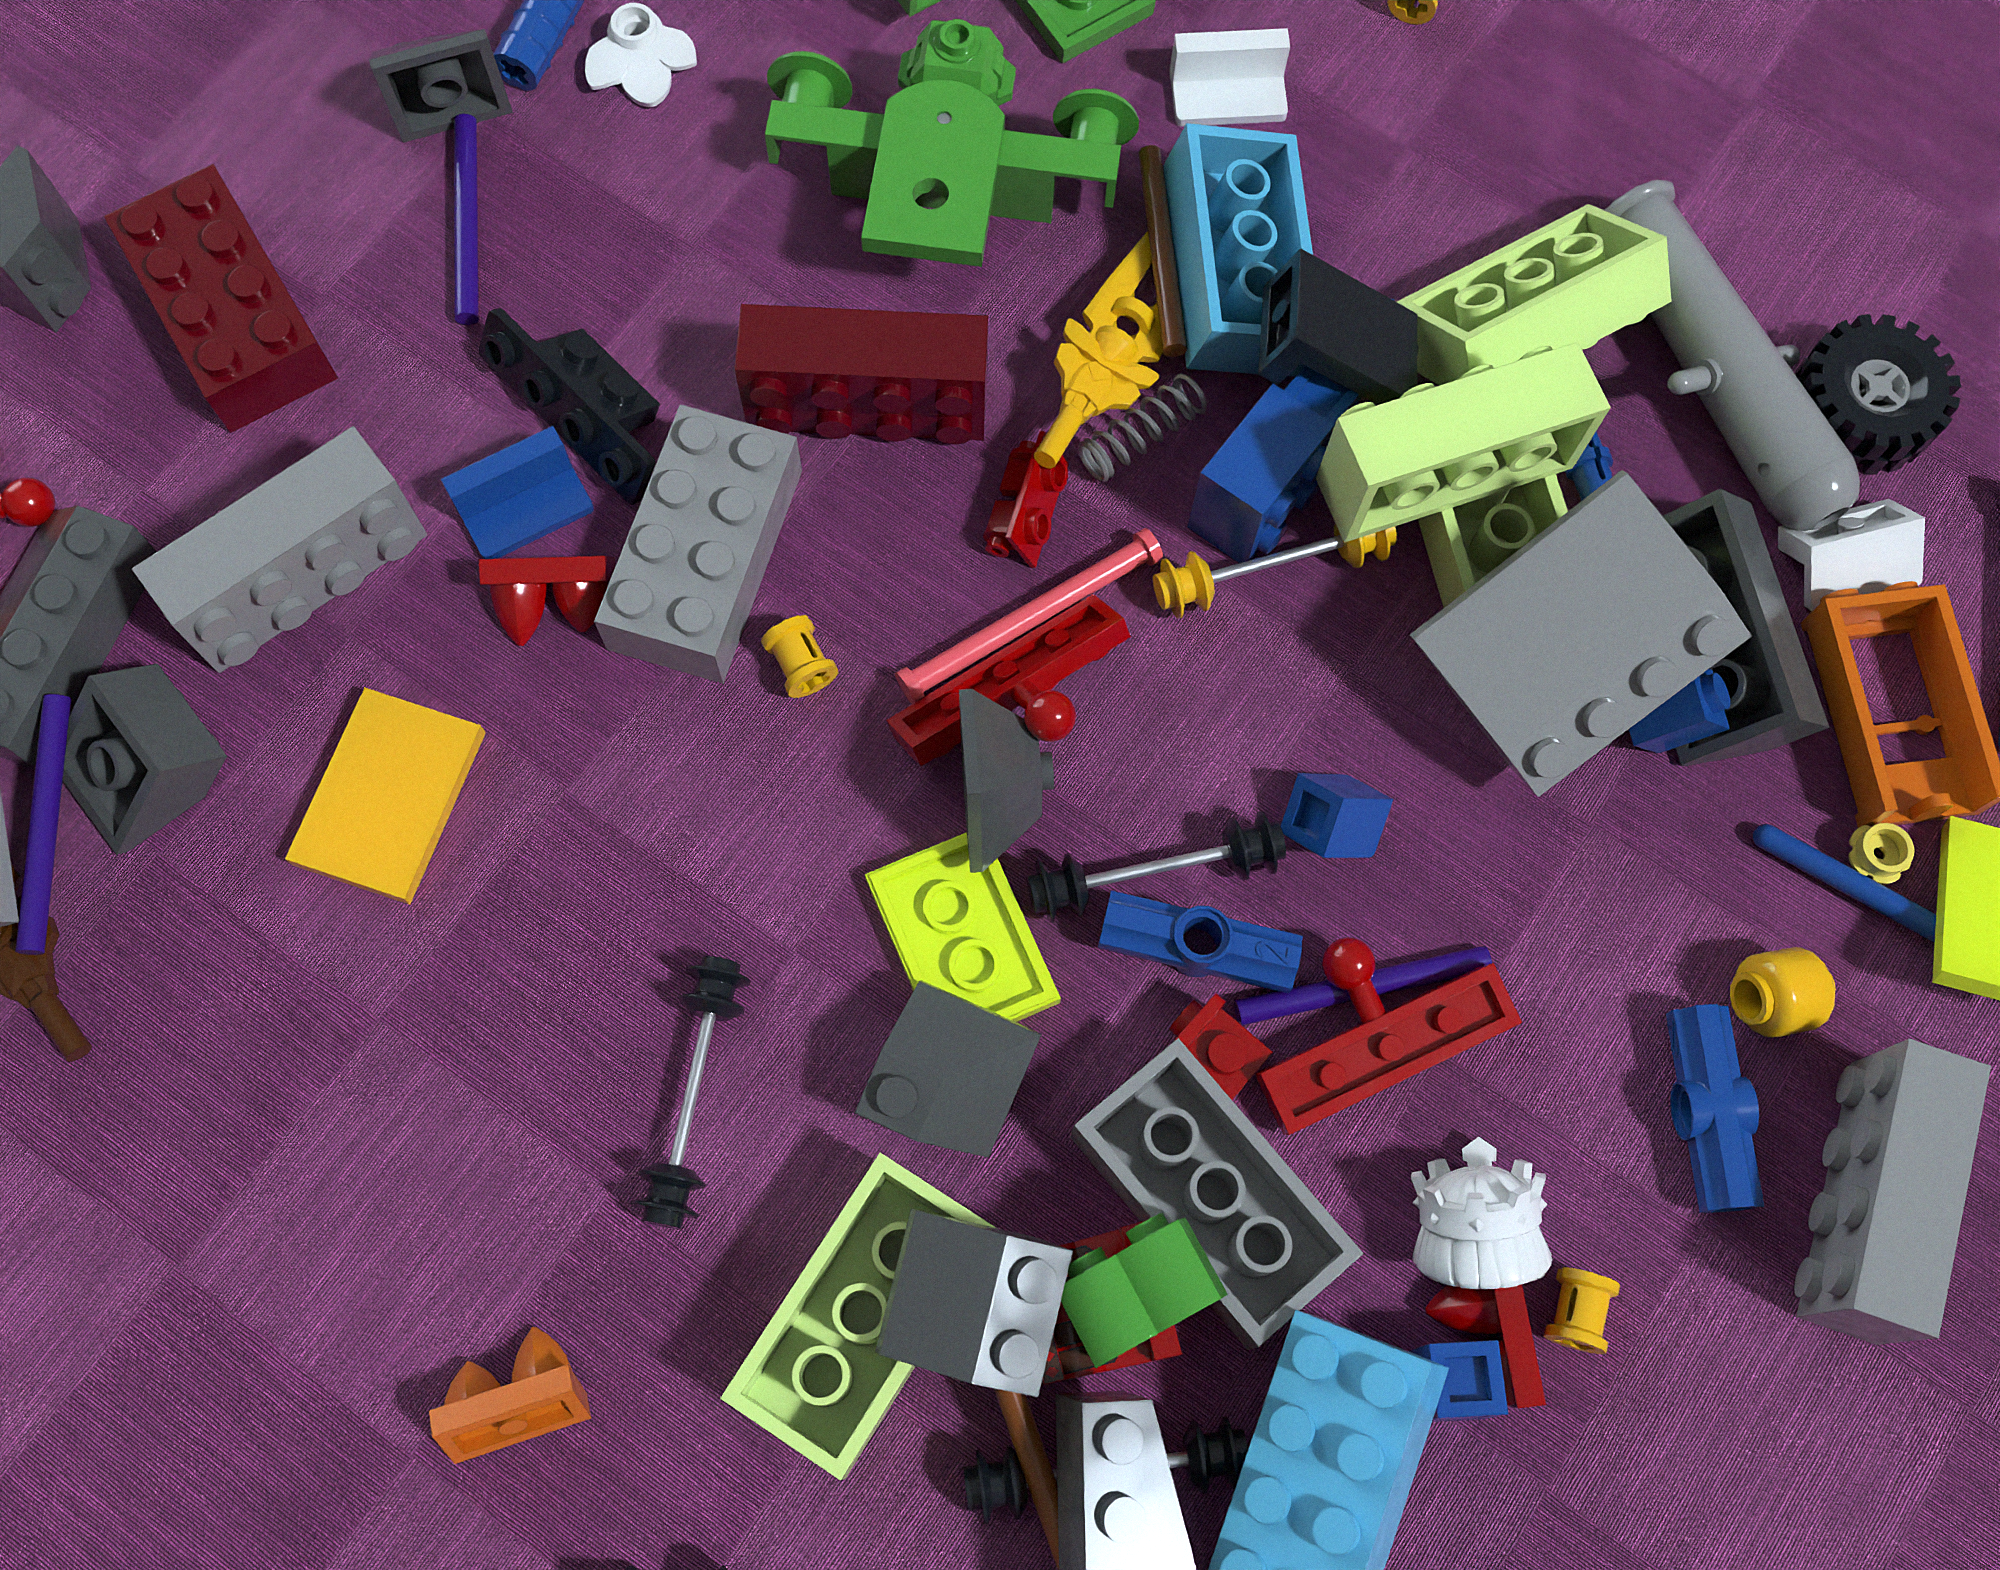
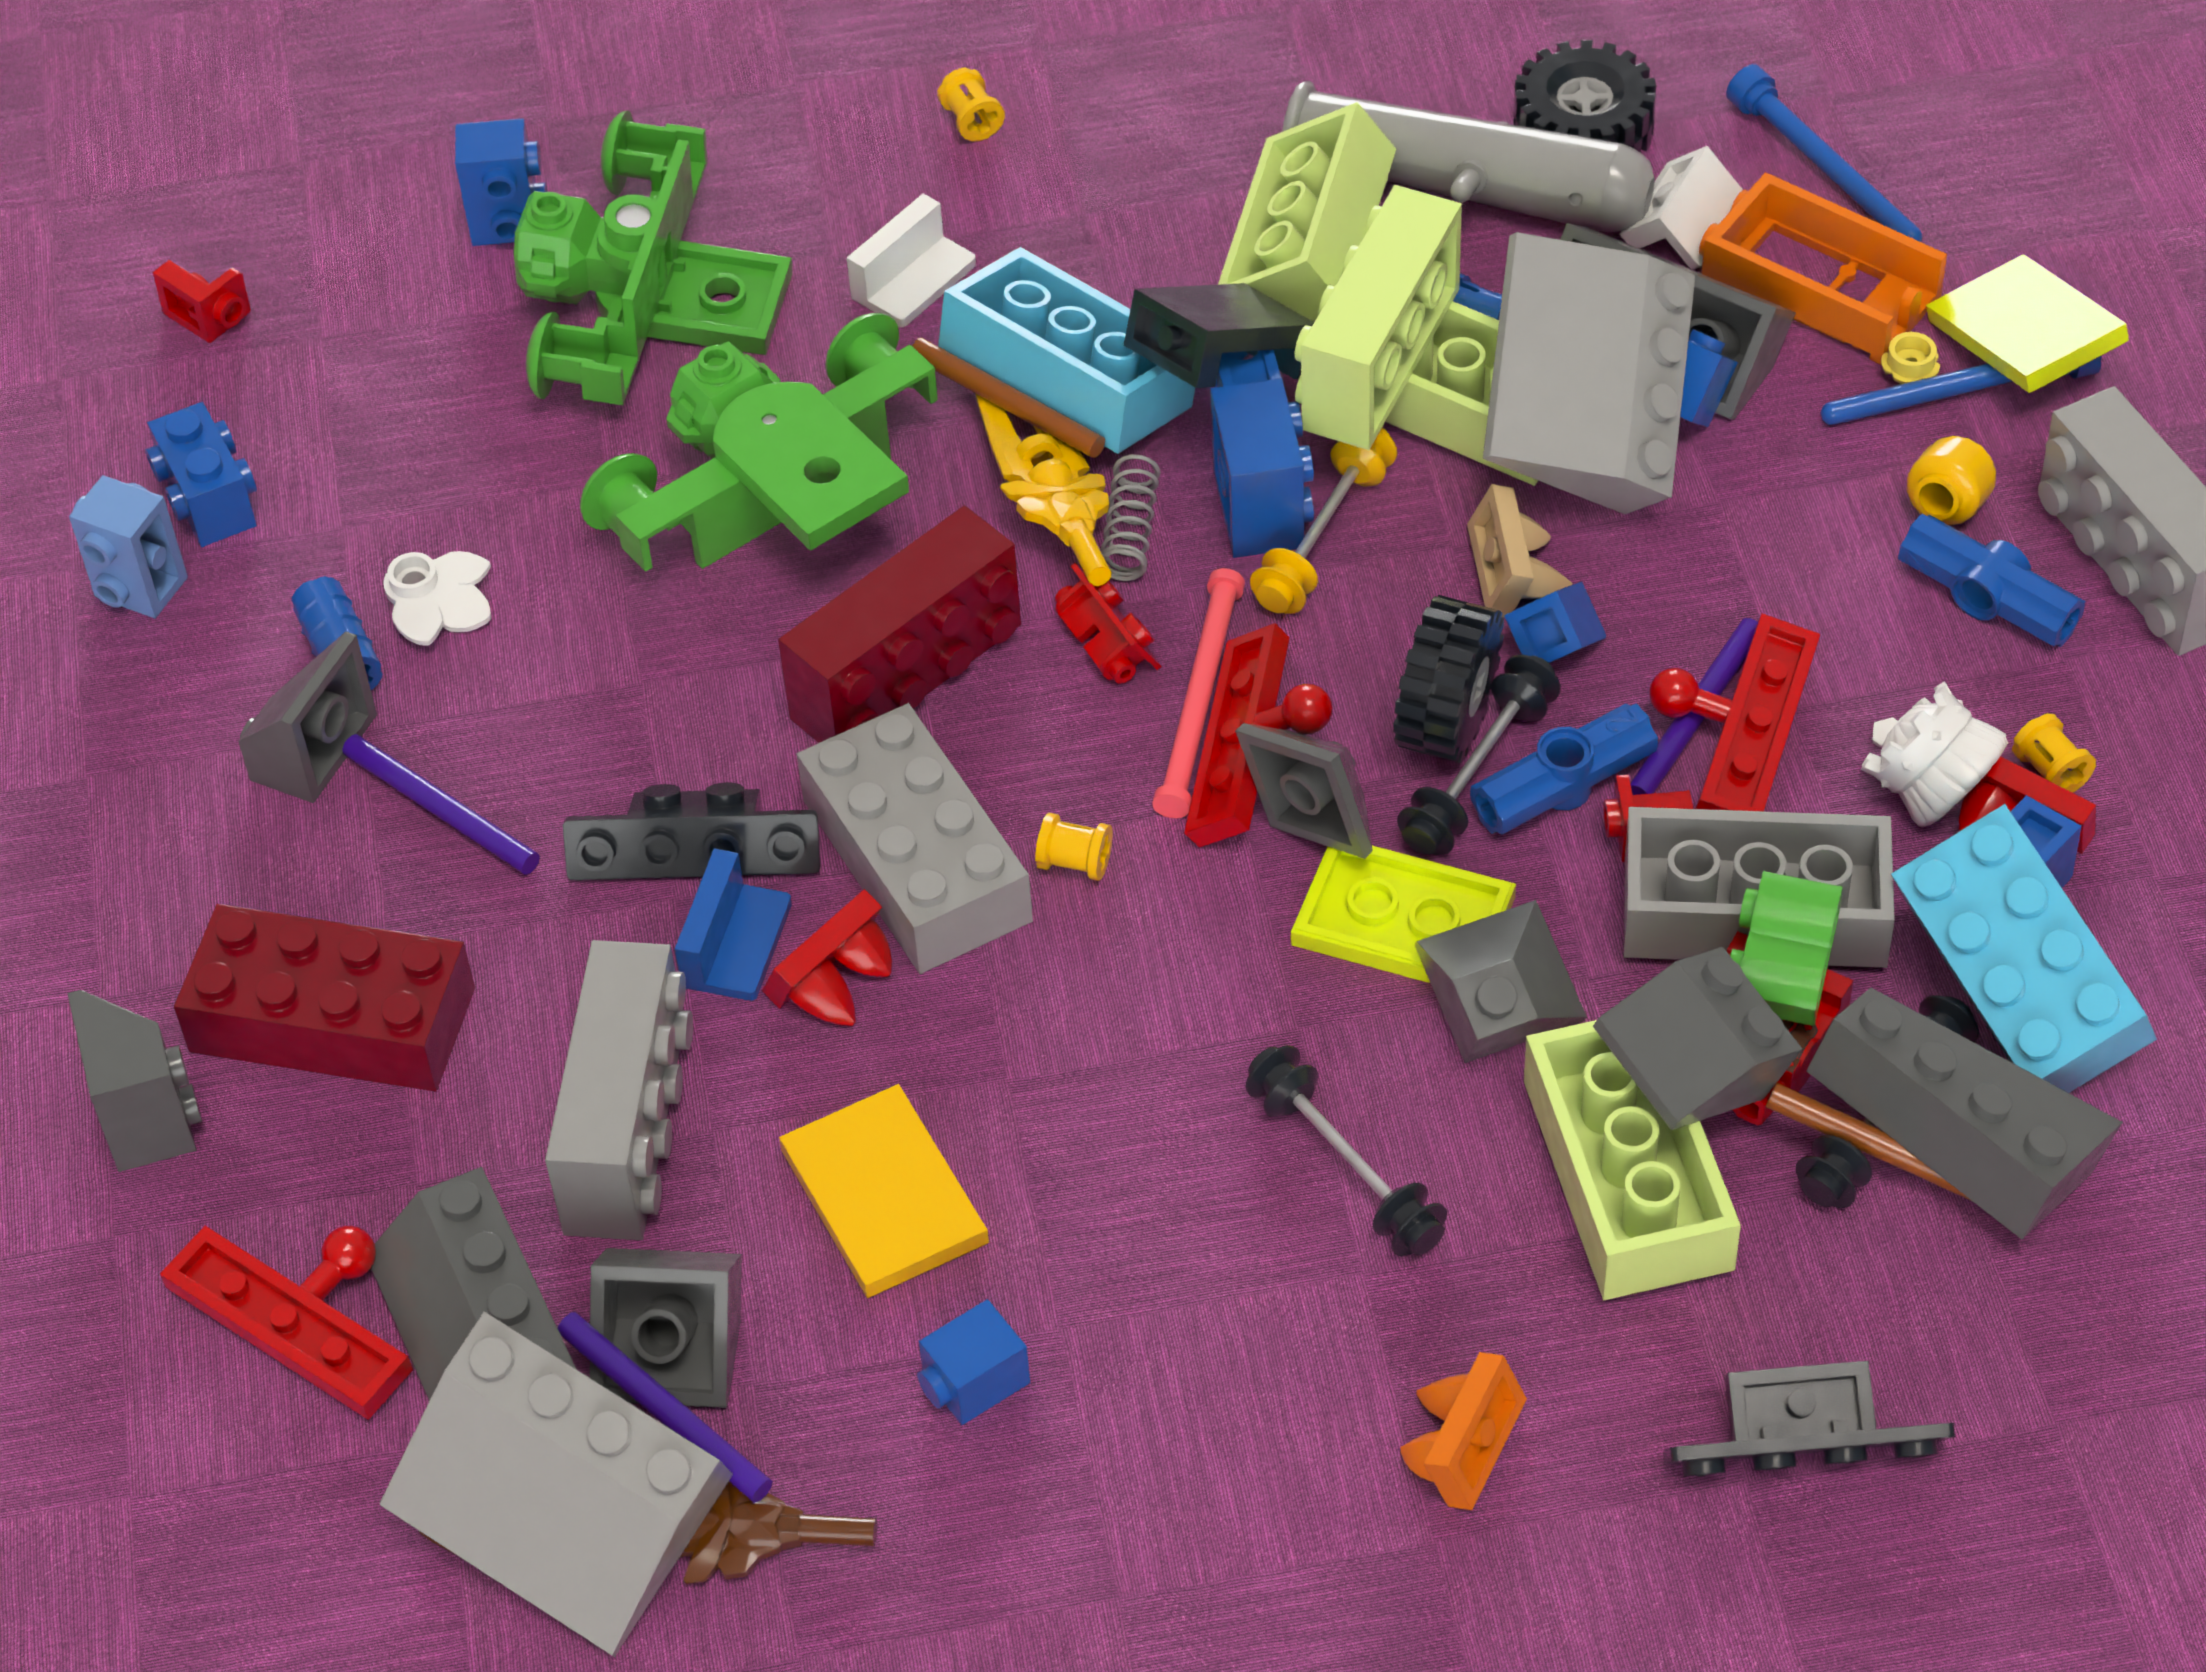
camera: 40 degrees left, 20 degrees down
(273, 993) = (973, 1363): none -> blue brick
(1182, 790) = (1448, 678): none -> black wheel
(1354, 735) = (1501, 548): none -> tan tile

